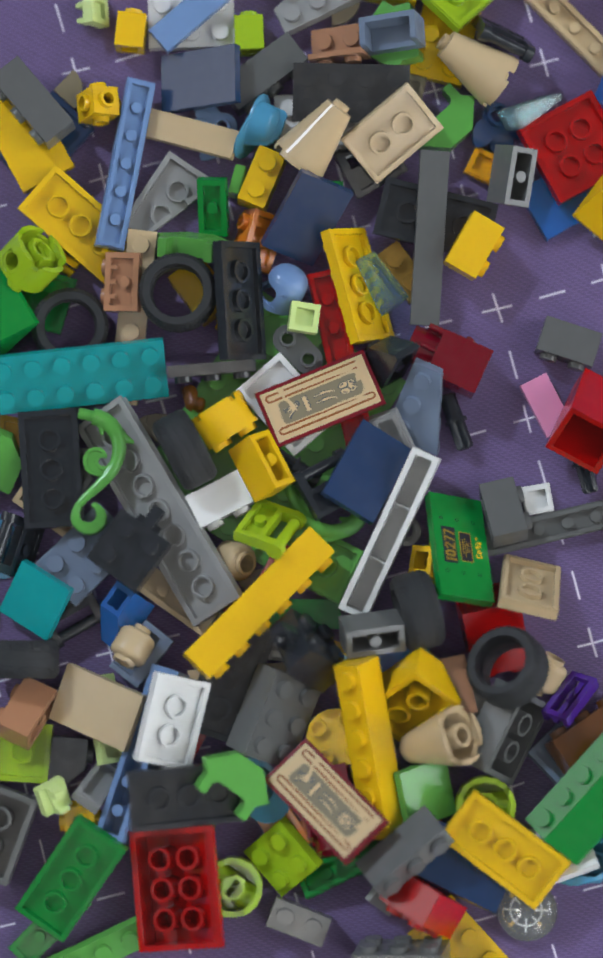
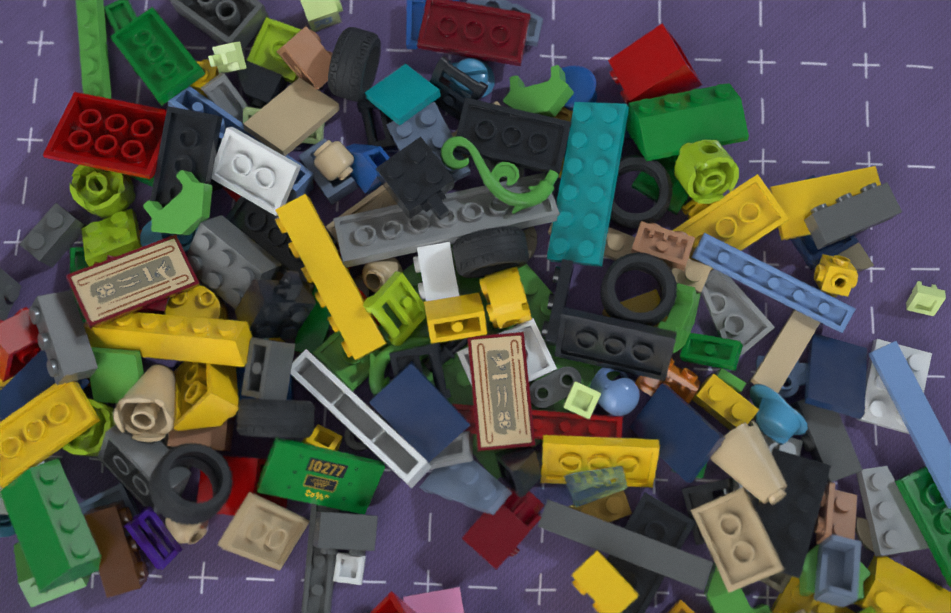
camera: 115 degrees right, 5 degrees down
(131, 31) = (897, 326): yellow brick -> none
(190, 398) = (536, 277): reddish brown arm -> none
(249, 32) = (869, 434): lime brick -> none
(456, 422) = (444, 514): black axle -> none

